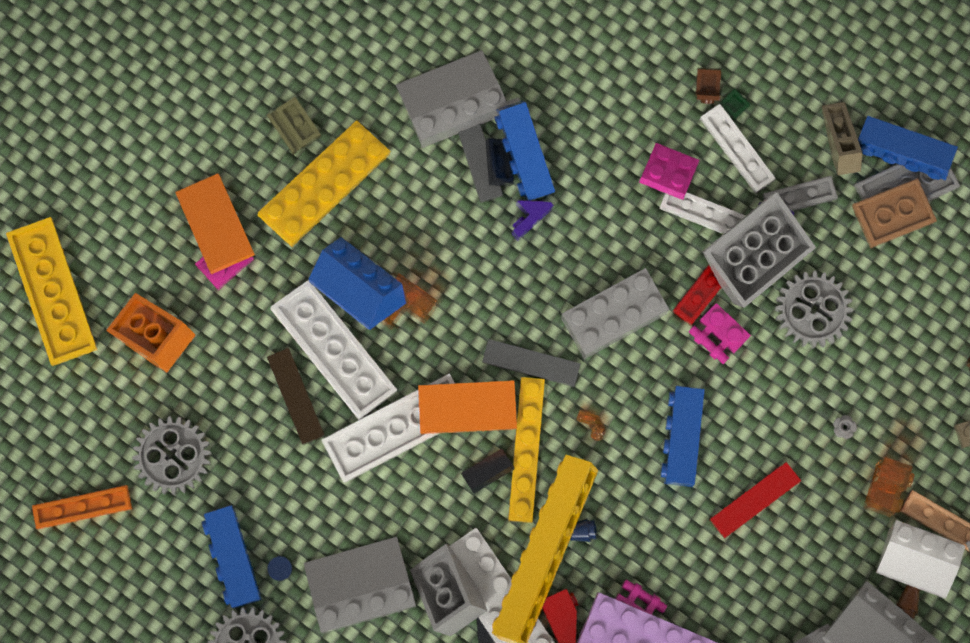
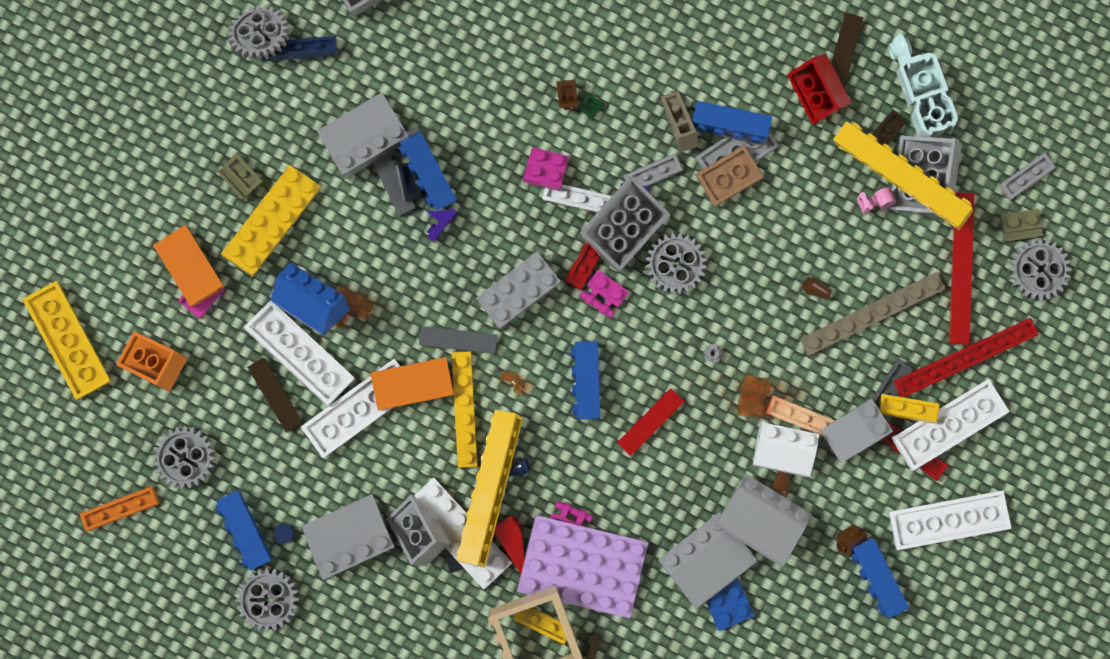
camera: 10 degrees left, 5 degrees up
(487, 471) = (436, 431): black tile -> none
(737, 148) = (598, 142): white plate -> none

